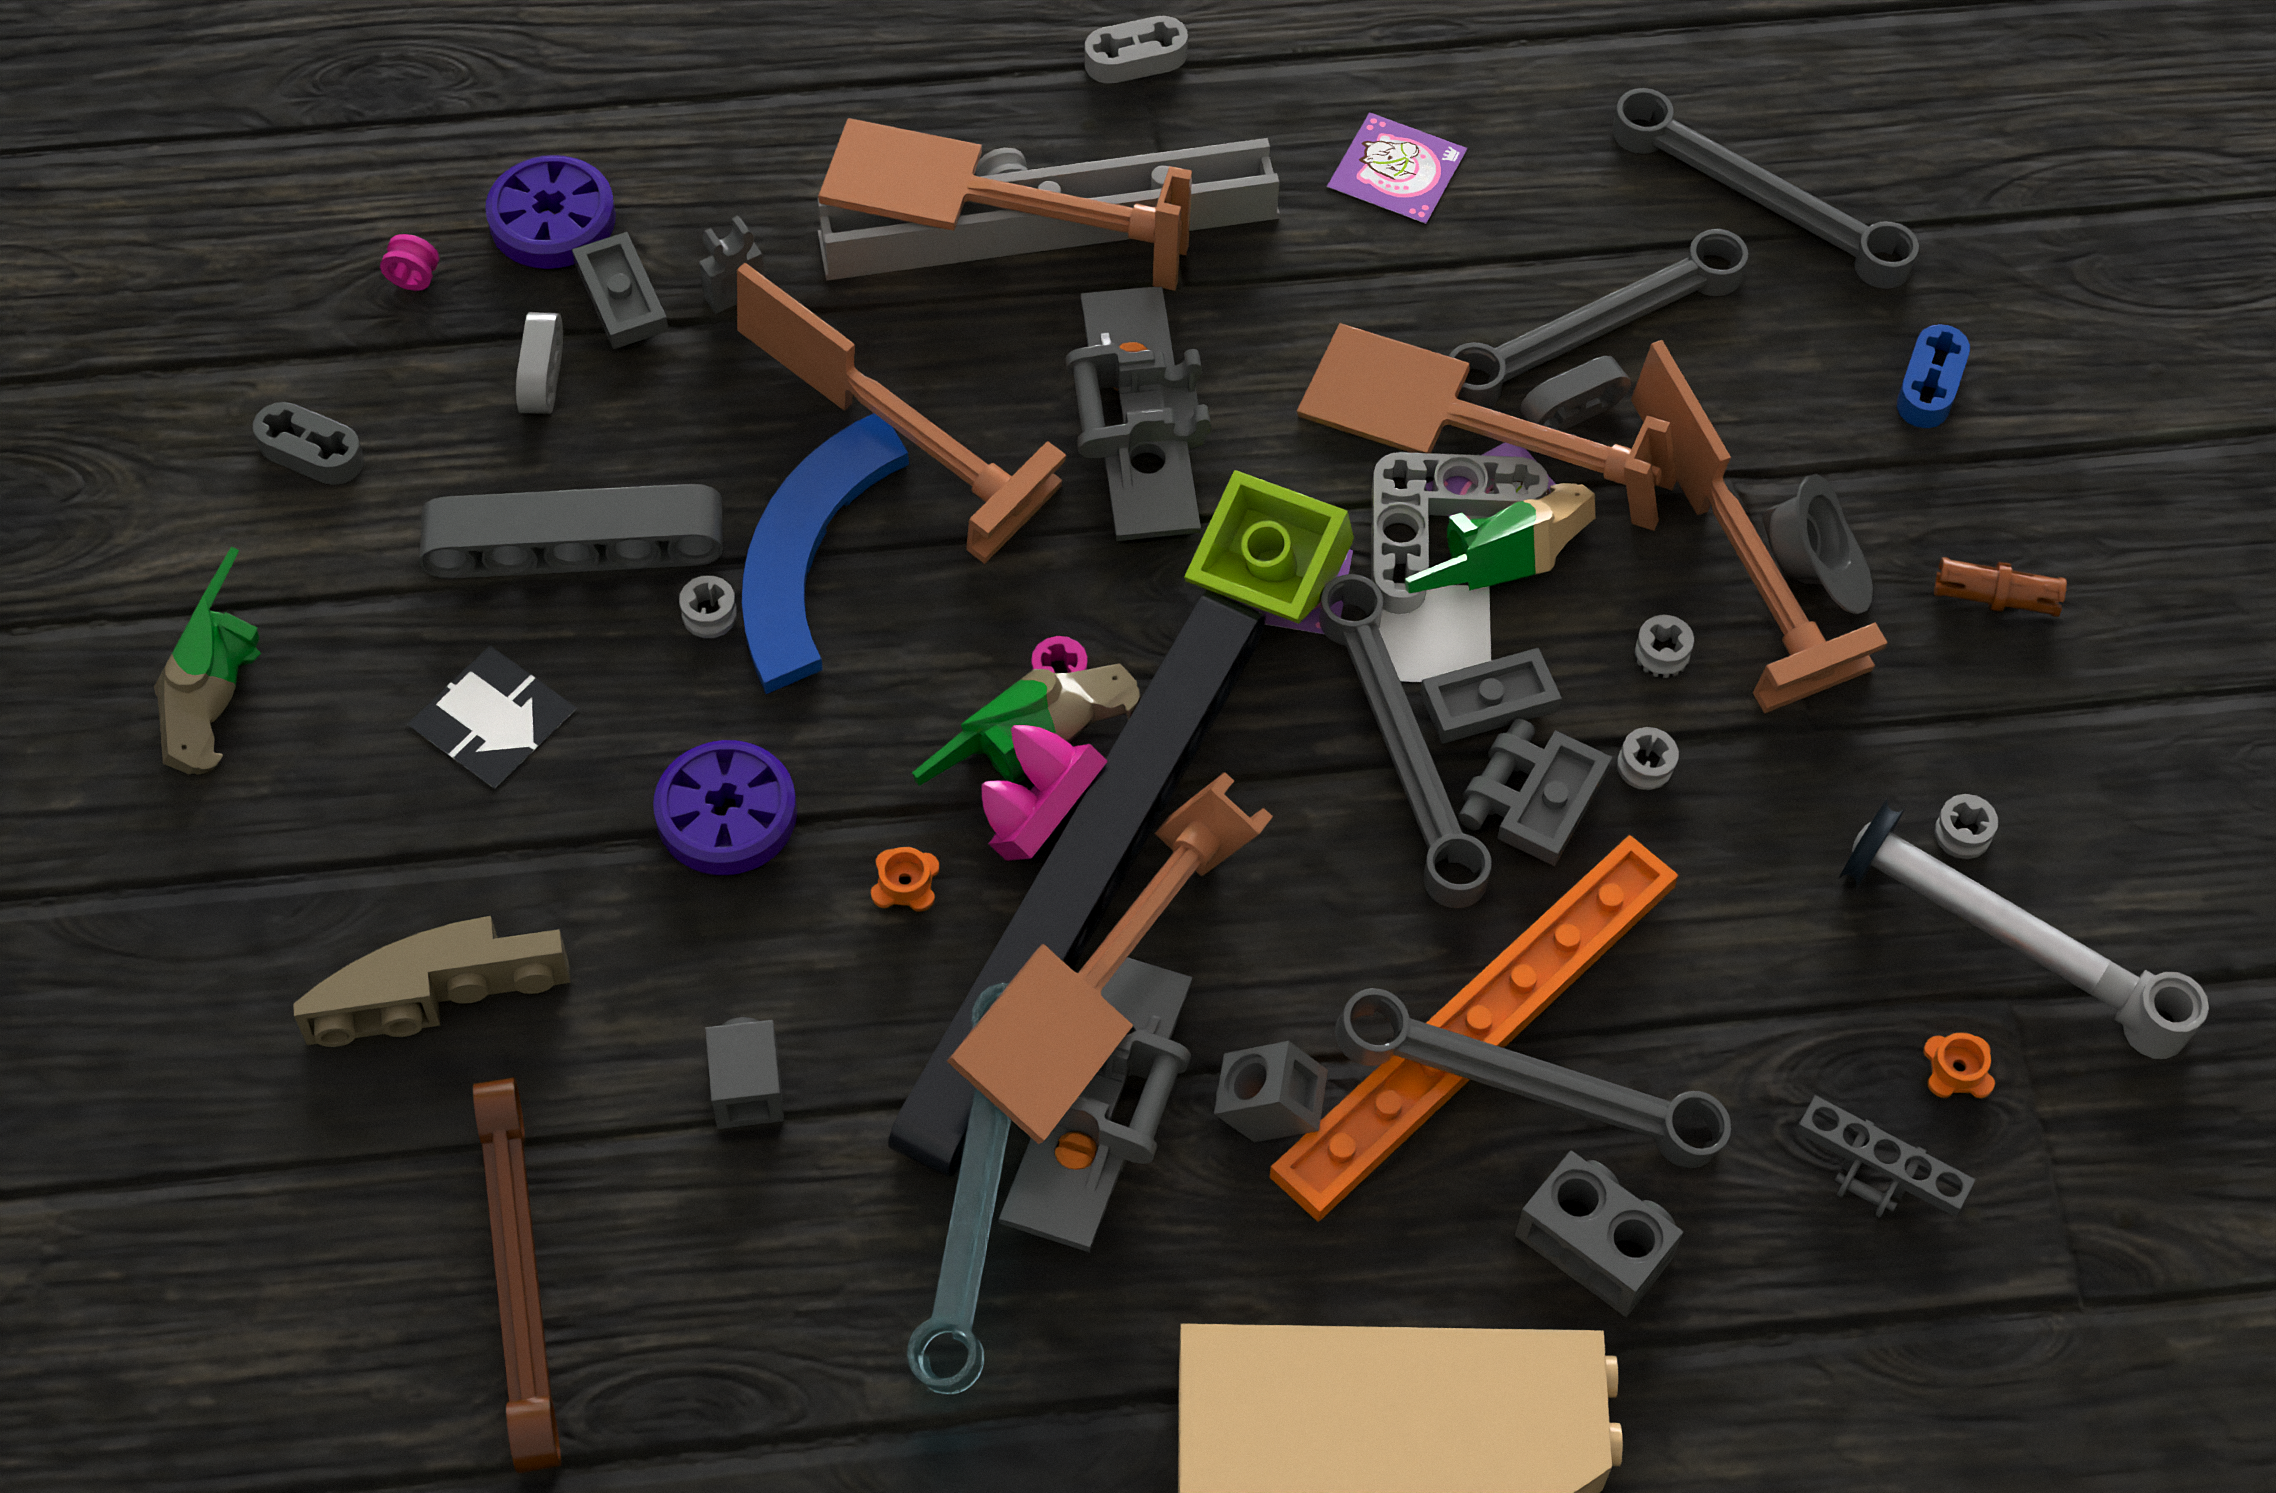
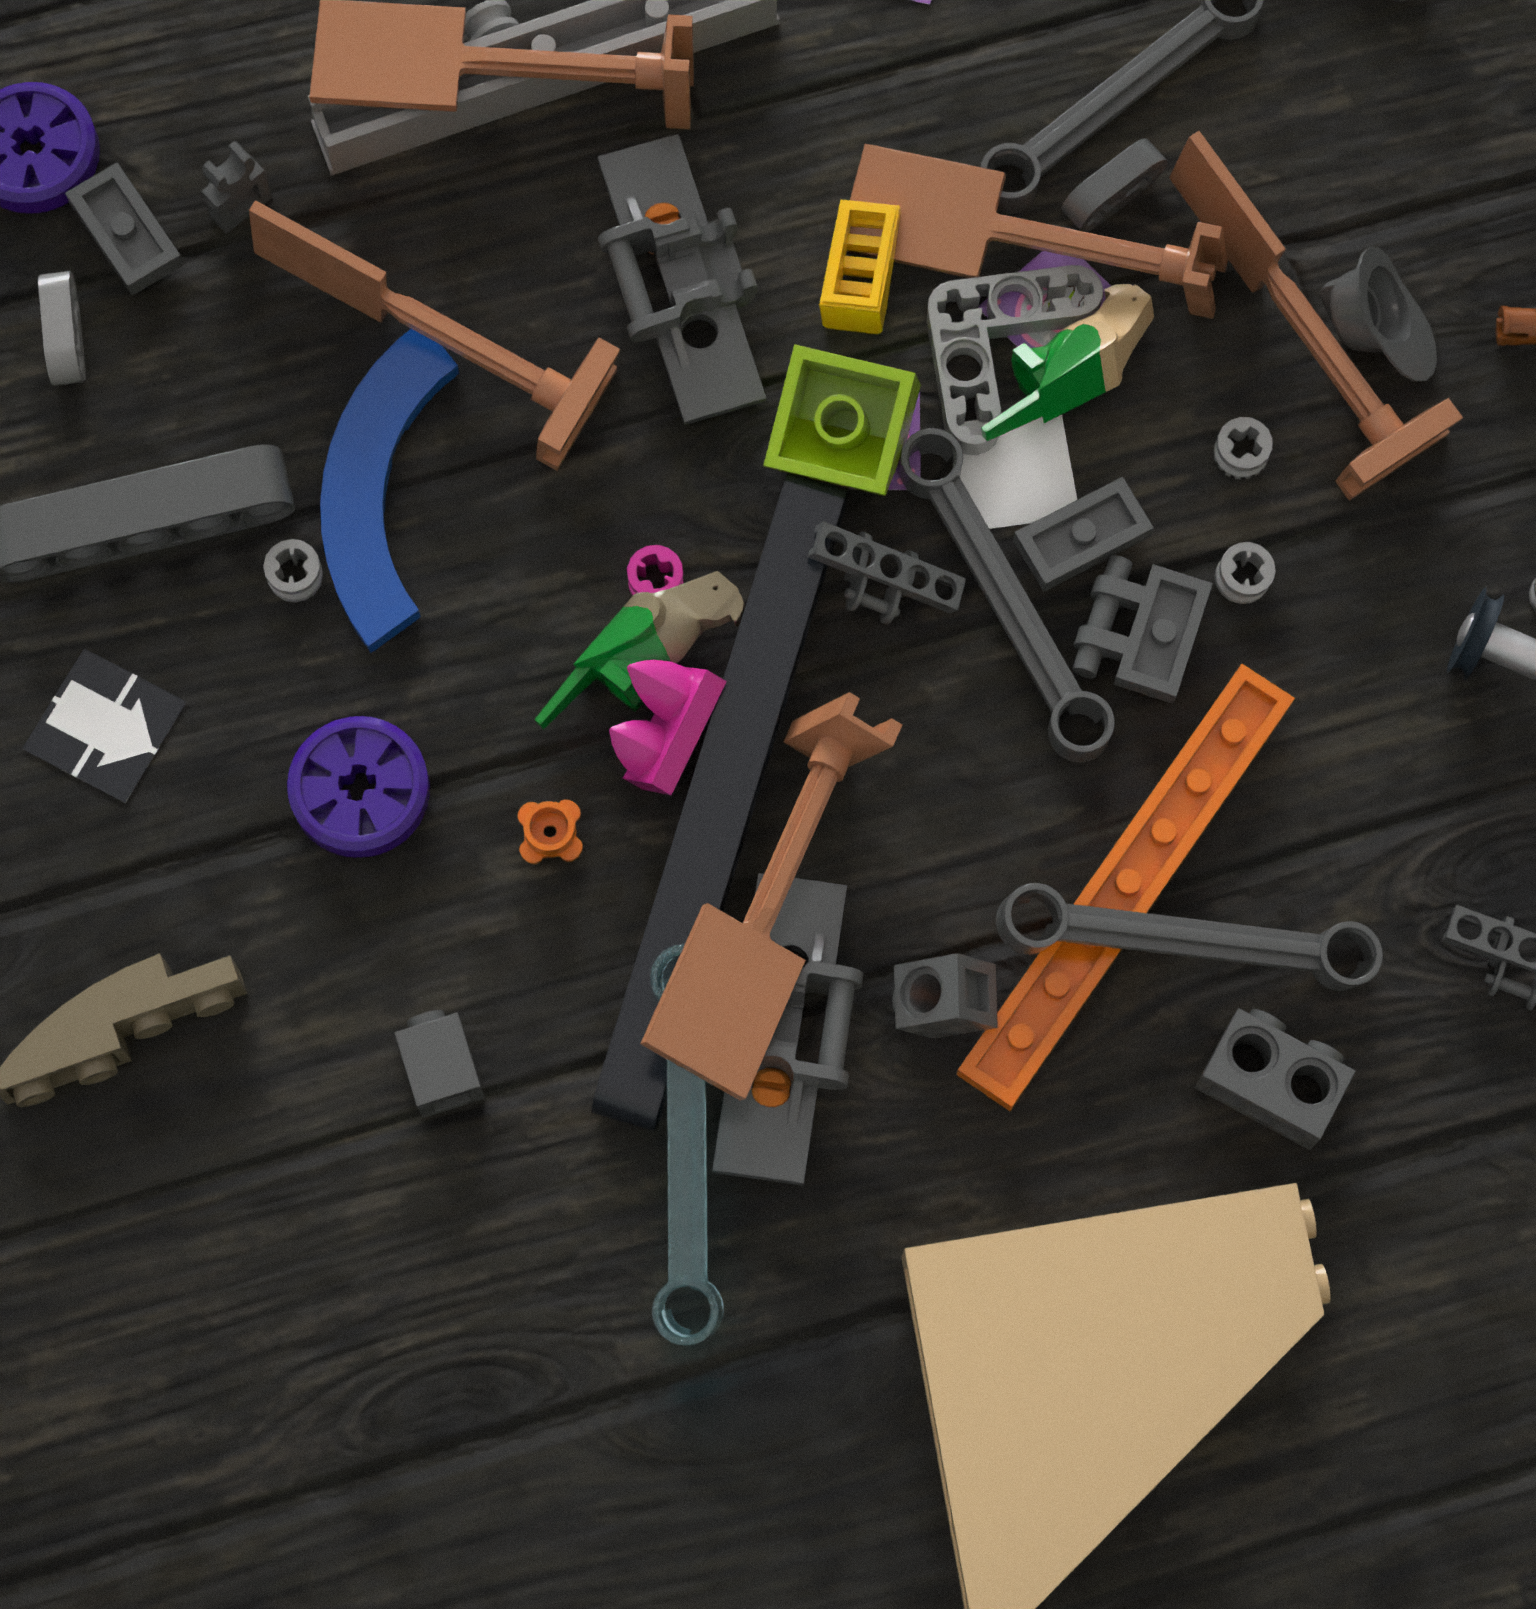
camera: 10 degrees left, 15 degrees up
(530, 1406) = (311, 1432): reddish brown piece -> none
(1306, 462) = (860, 304): none -> yellow slope
(1310, 695) = (857, 573): none -> dark grey piece
(1924, 373) = (1477, 100): blue beam -> none

